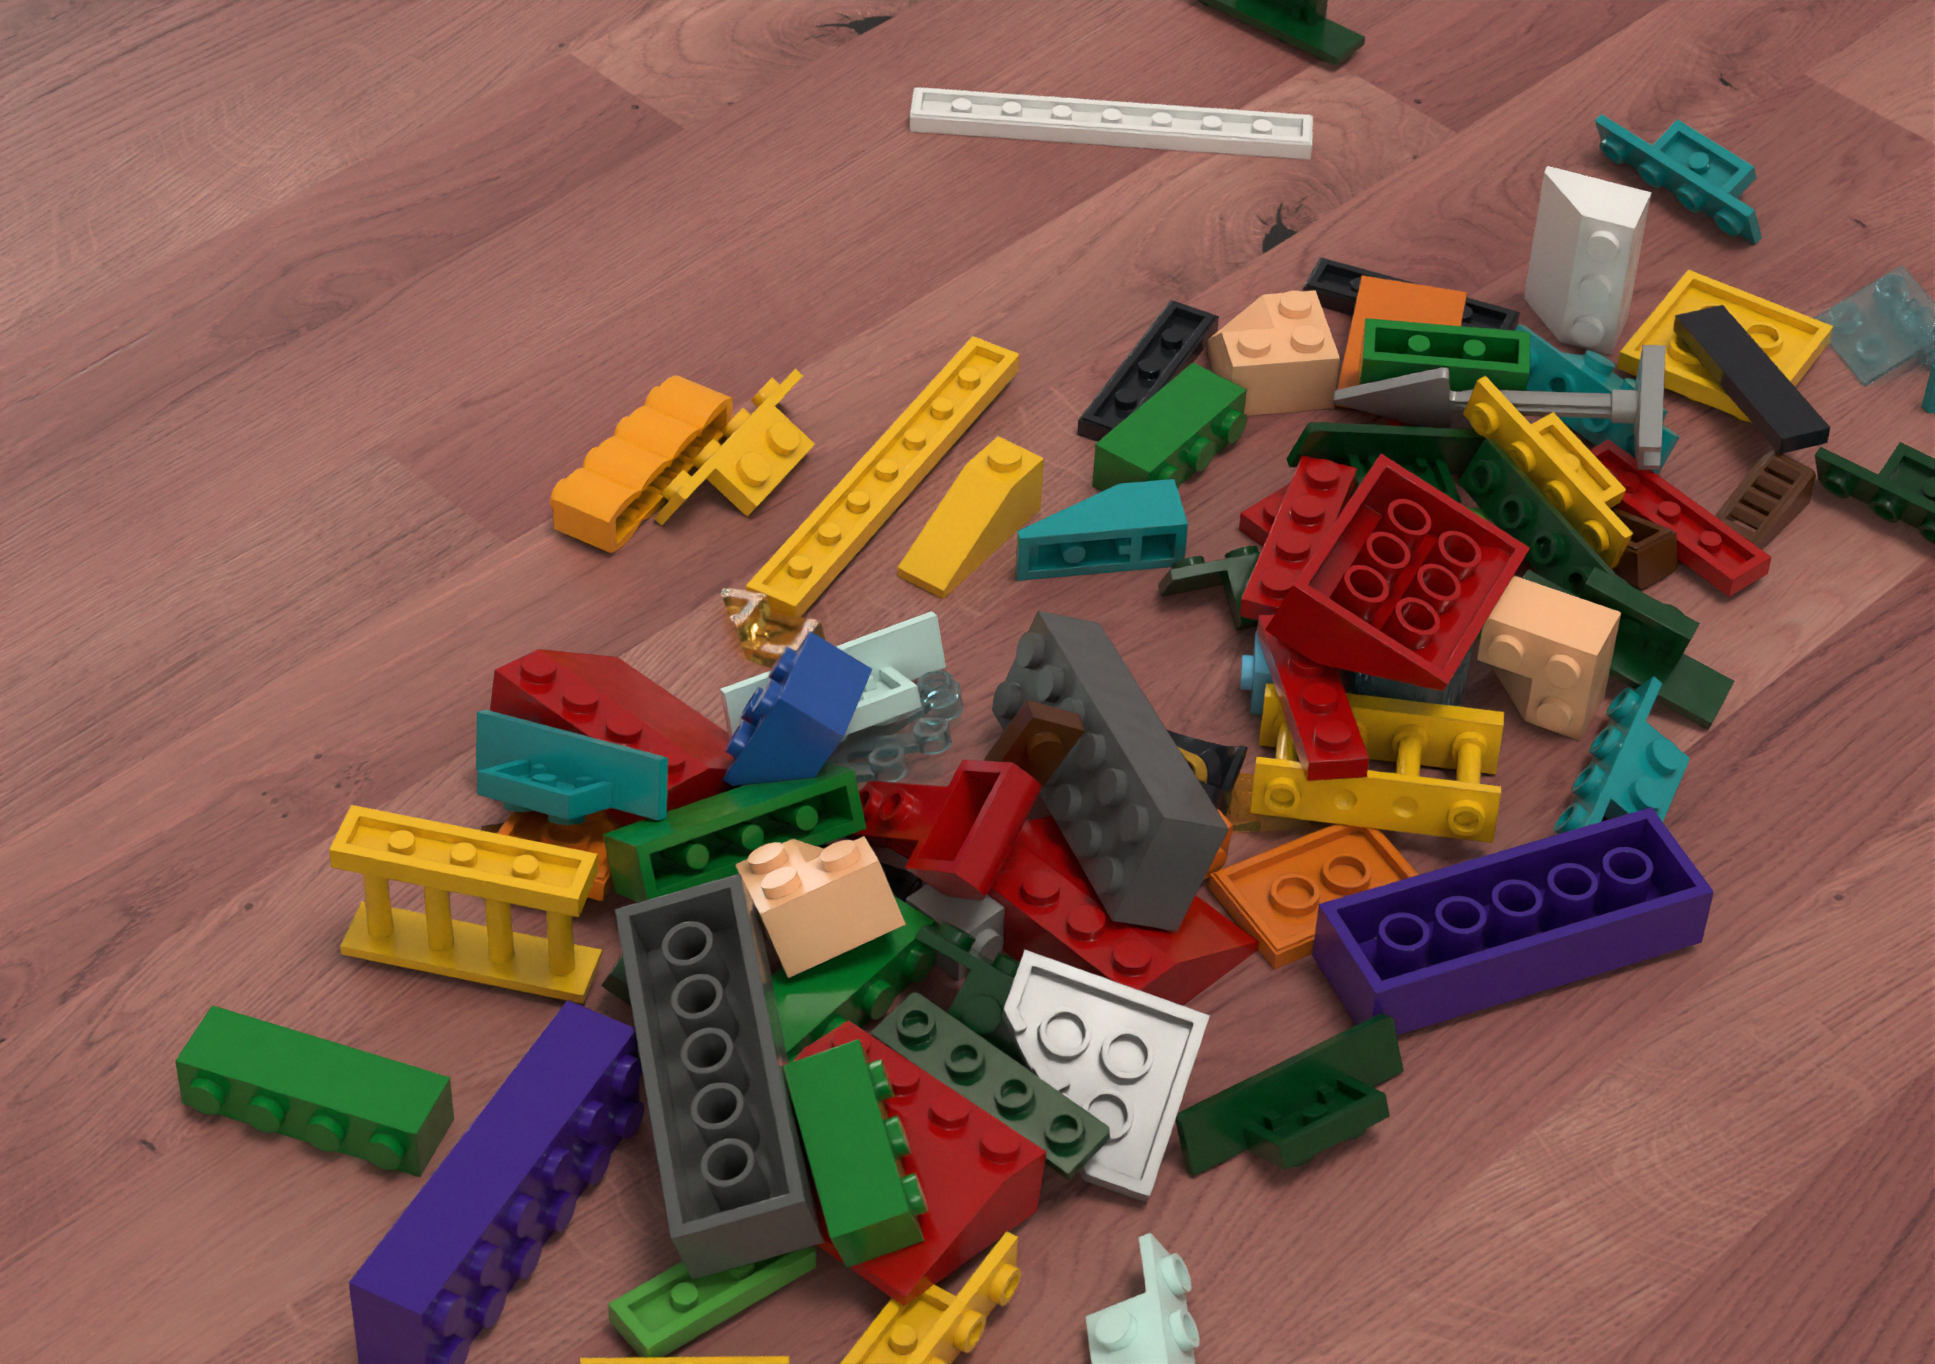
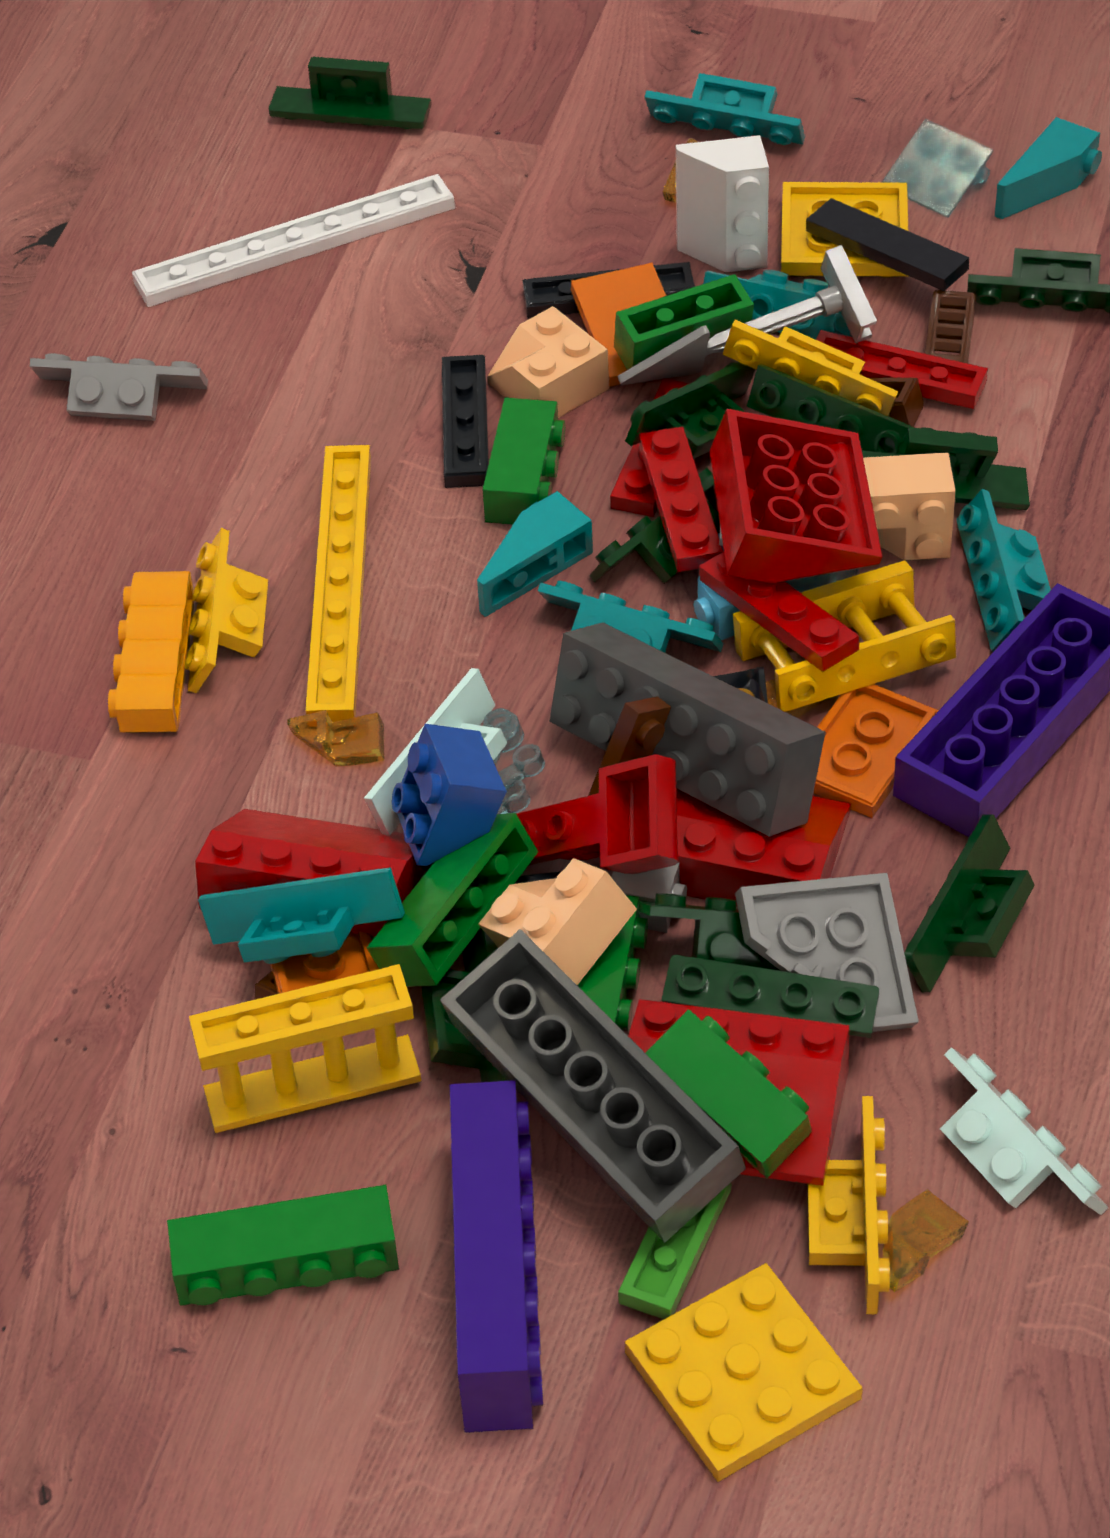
camera: 25 degrees left, 5 degrees up
(806, 194) = (116, 389): none -> light grey bracket
(976, 517) = (428, 584): yellow slope -> none
(1153, 659) = (649, 625): none -> teal bracket

